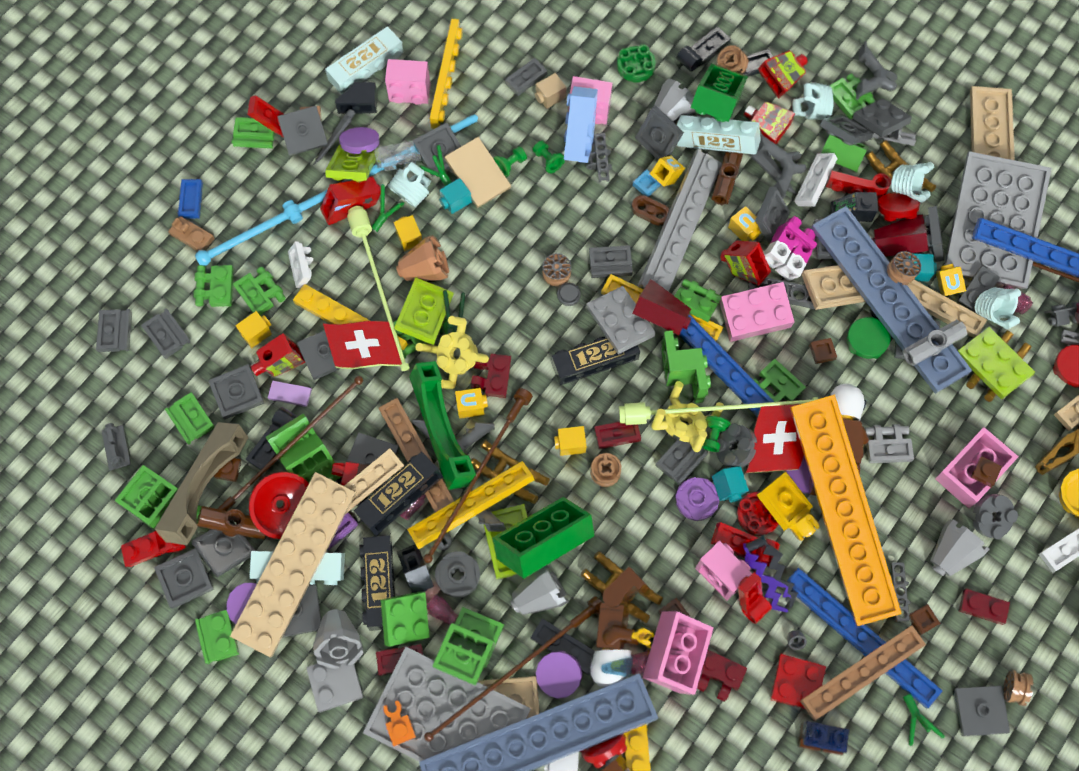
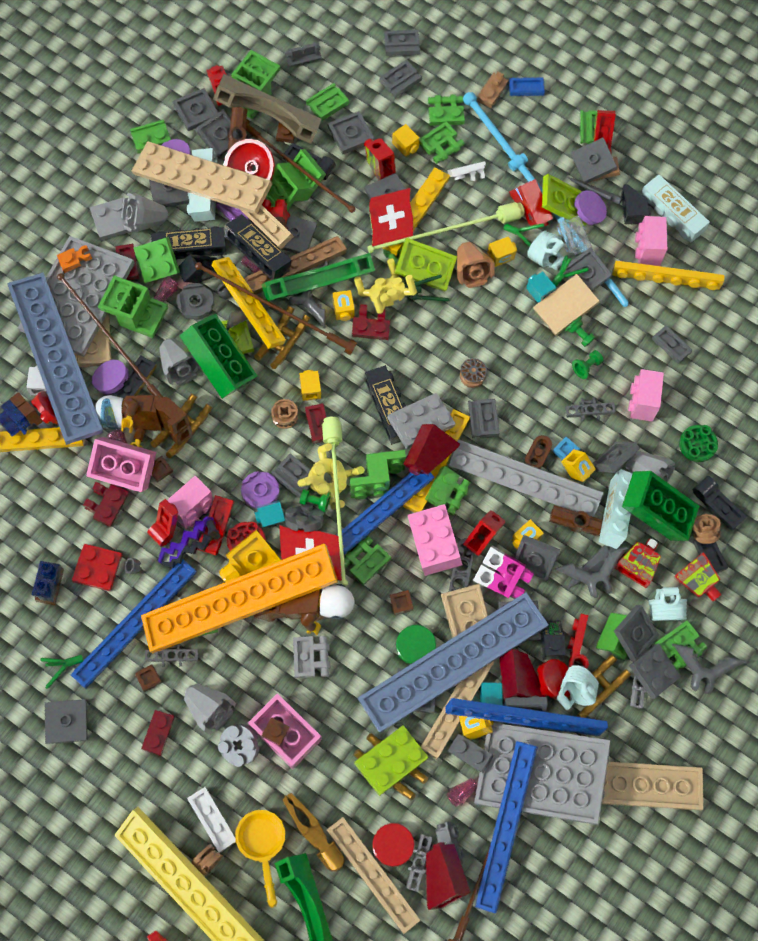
camera: 85 degrees right, 0 degrees up
(289, 393) = (351, 172): lavender piece -> none
(550, 91) = (658, 362): tan brick -> none
(568, 294) = (451, 385): dark grey piece -> none
(580, 123) = (614, 382): light blue wedge -> none
(816, 179) = (581, 604): white plate -> none
(862, 673) = (99, 616): medium nougat plate -> none
(903, 269) = (481, 672): medium nougat wheel -> none
(944, 337) = (409, 705): light grey piece -> none
(946, 231) = (525, 717): none -> blue tile
(998, 304) = (452, 765): light aqua piece -> none
(1017, 687) = (82, 750): medium nougat wheel -> none

